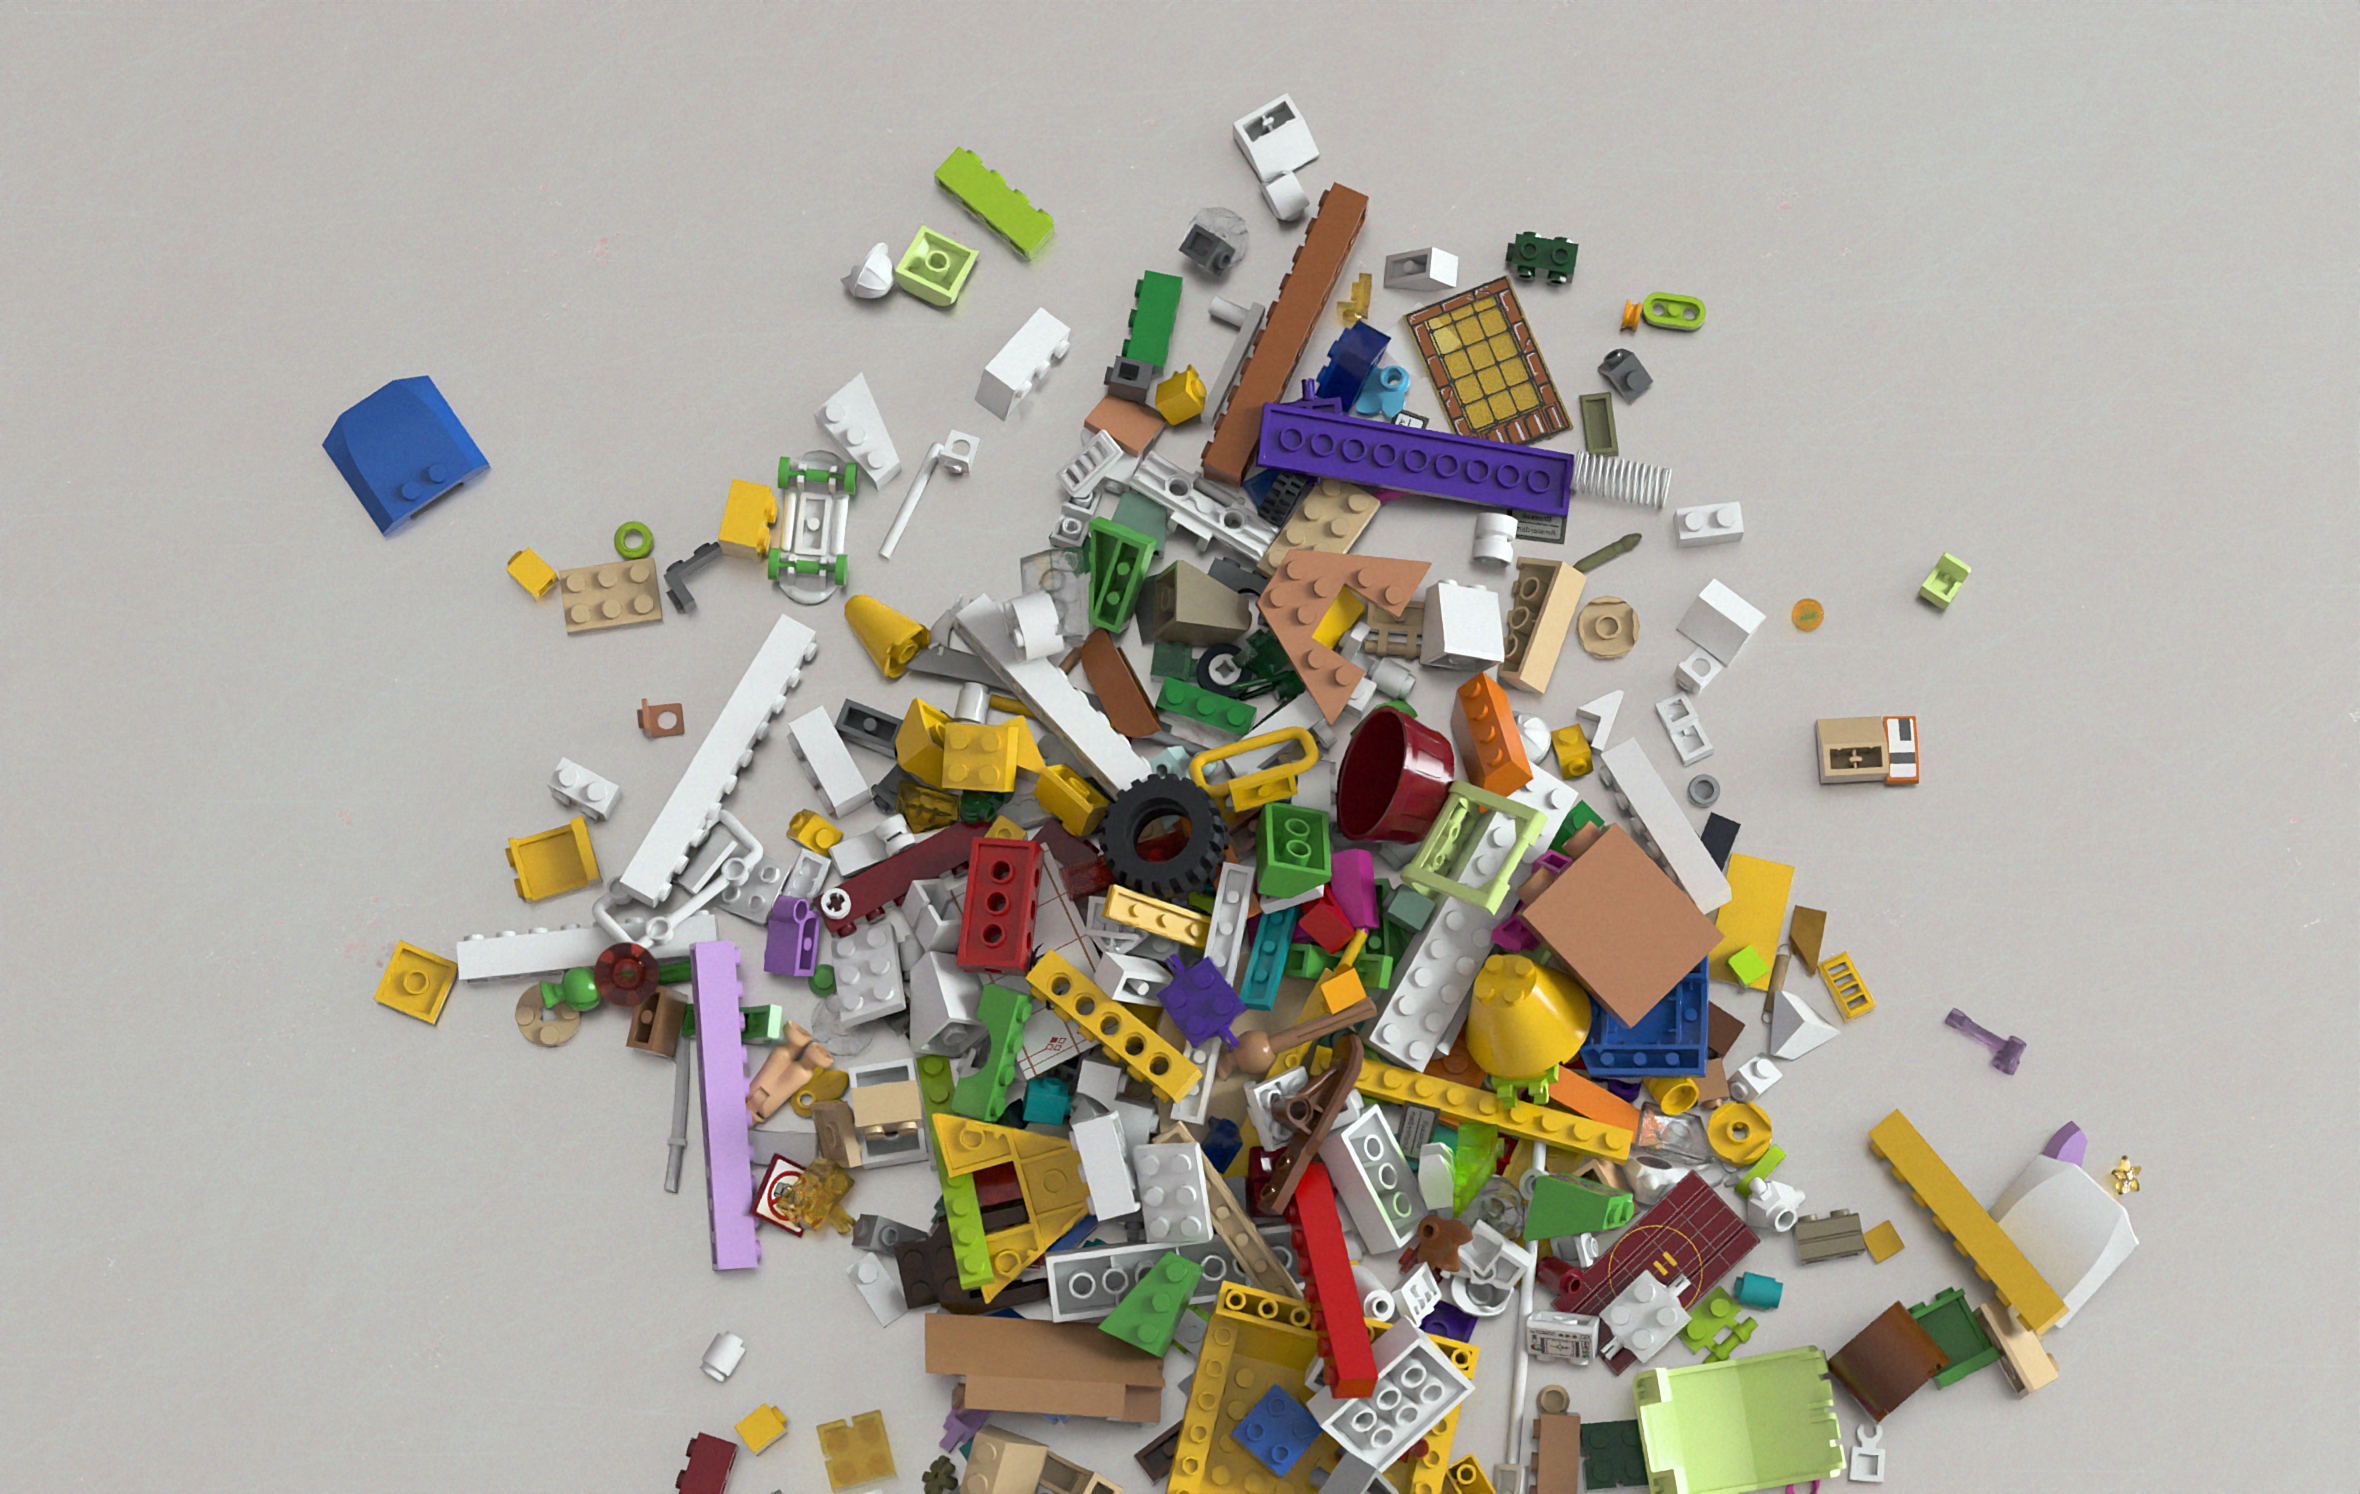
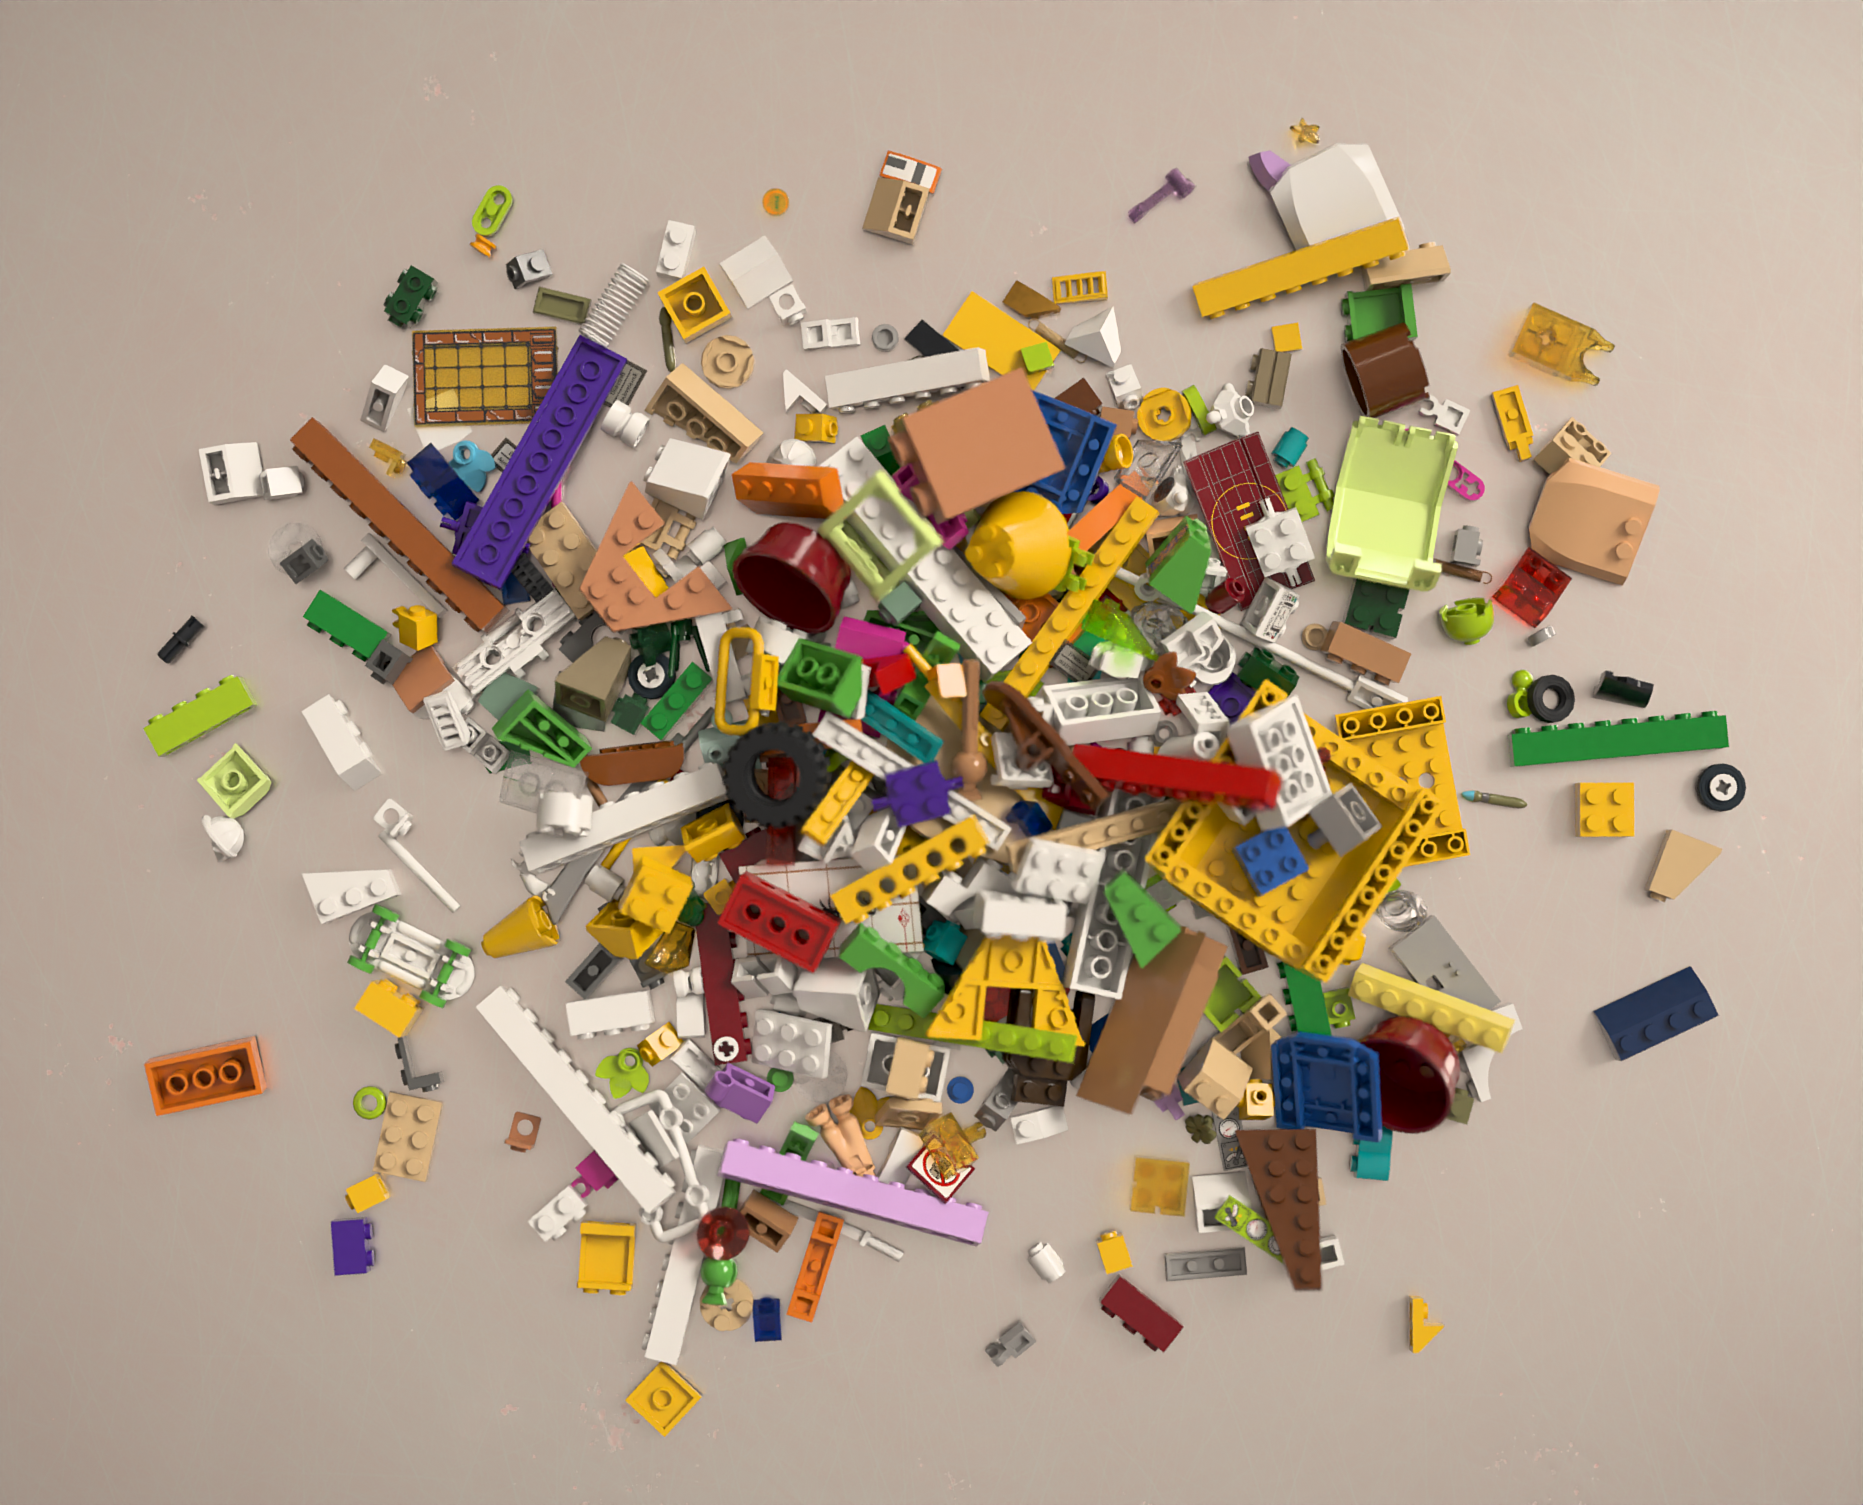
camera: 70 degrees left, 10 degrees up
(402, 450) = (226, 1261): blue wedge -> none
(467, 578) = (351, 1246): none -> dark purple brick
(545, 1065) = (767, 1319): none -> clear blue bracket
(599, 352) = (205, 1076): none -> orange brick
(617, 1352) = (1012, 1343): none -> light grey plate
(625, 1097) = (815, 1266): none -> orange slope
(641, 812) = (594, 1174): none -> dark pink brick
(764, 803) = (623, 1076): none -> lime plate
(884, 1187) = (960, 1090): none -> blue plate
(1070, 152) = (180, 640): none -> black axle
(1103, 1445) = (1228, 996): none -> lime piece
(1384, 1261) = (1167, 725): none -> white plate
(1493, 1359) = (1261, 665): none -> dark green brick
(1656, 566) = (694, 304): none -> yellow brick
(1945, 580) = (790, 84): yellowish green bracket -> none

